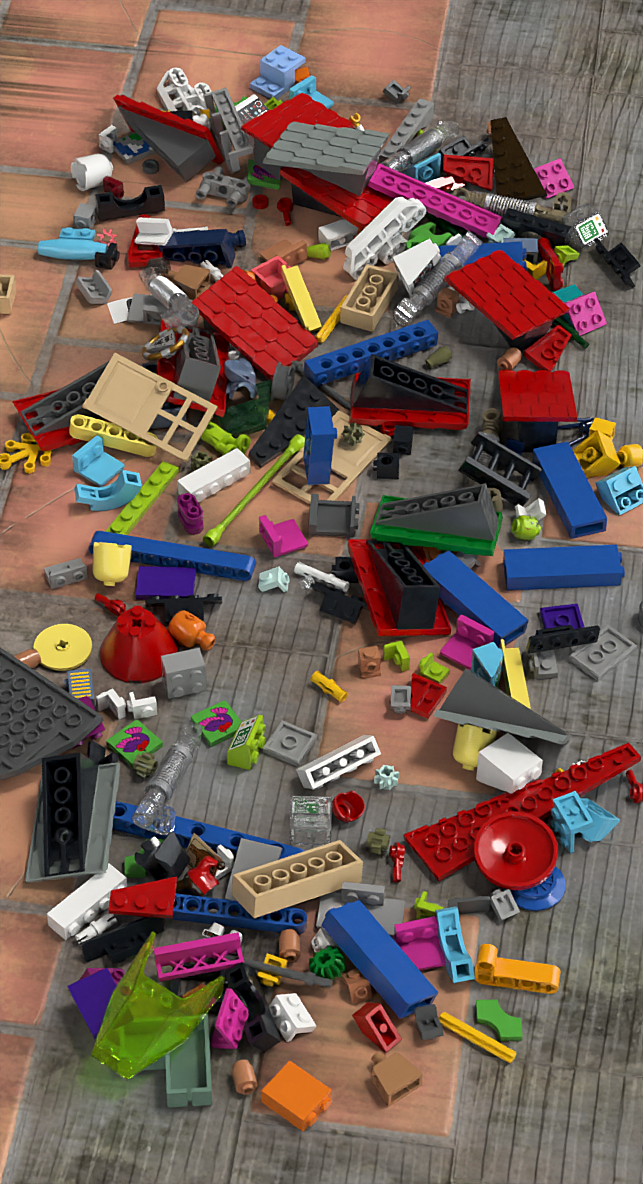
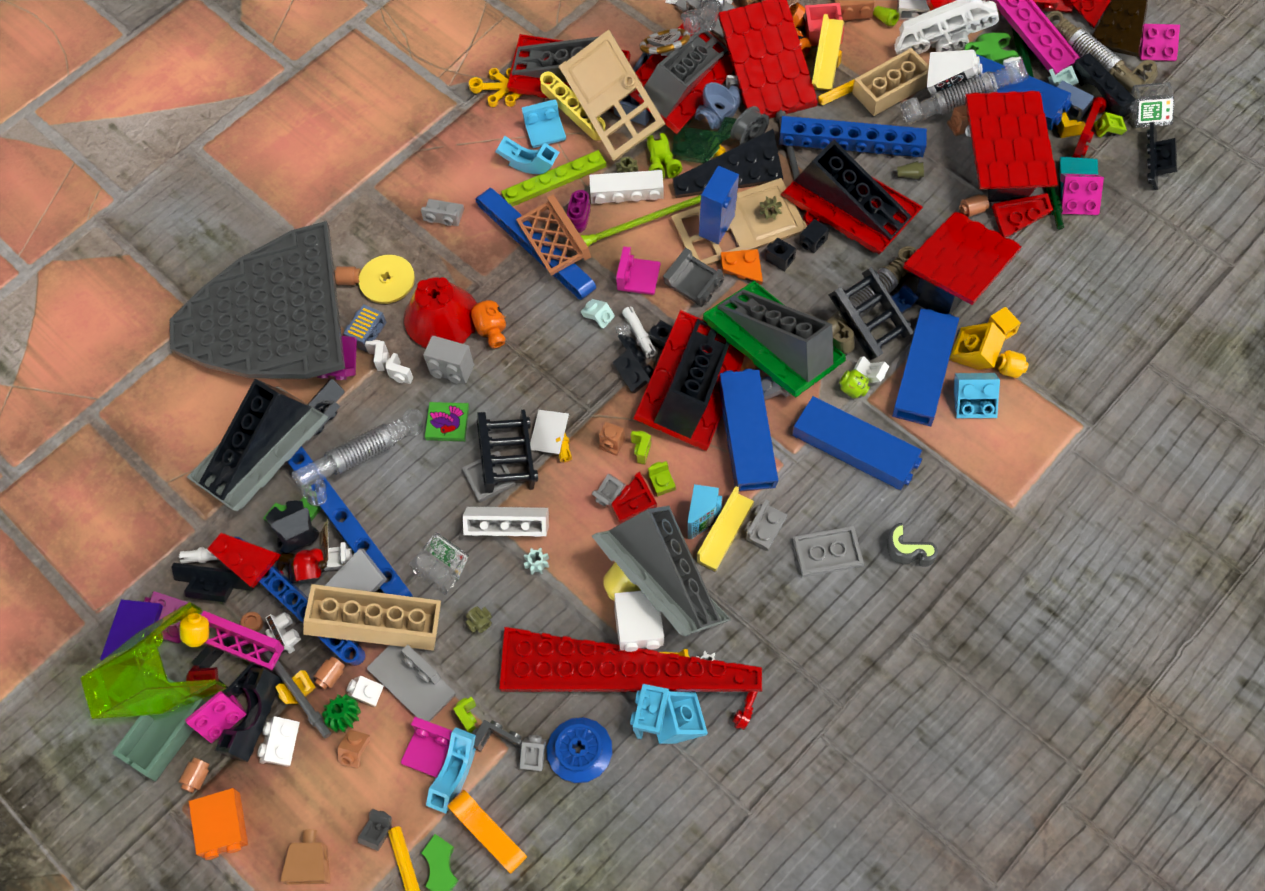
camera: 40 degrees right, 15 degrees up
(85, 902) = (206, 526): white brick -> none
(111, 562) = (475, 222): light yellow cylinder -> none
(115, 606) = (453, 265): red plate -> none
(134, 740) = (369, 400): bright green tile -> none
(145, 764) = (356, 426): olive gear -> none
(160, 964) = (194, 630): none -> yellow head
(165, 582) = (511, 265): dark purple tile -> none
(192, 604) = (506, 298): black bracket -> none
(197, 527) = (568, 231): none -> nougat fence
(247, 743) = (448, 457): lime slope -> none
(286, 728) = (489, 461): none -> black fence
(311, 683) = (547, 428): none -> white sticker
(348, 806) = (479, 570): red hair -> none
(363, 487) = (742, 264): none -> orange wing
(377, 1026) = (333, 801): red slope -> none
(379, 958) = (380, 740): blue brick -> none
(397, 853) = (485, 641): red plate -> none
(467, 637) = (710, 469): dark pink bracket -> none
(515, 850) = (576, 711): red dish -> none
(561, 616) = (815, 498): dark purple tile -> none
(561, 637) = (793, 515): black bracket -> none
(584, 426) = (992, 308): dark blue plant -> none

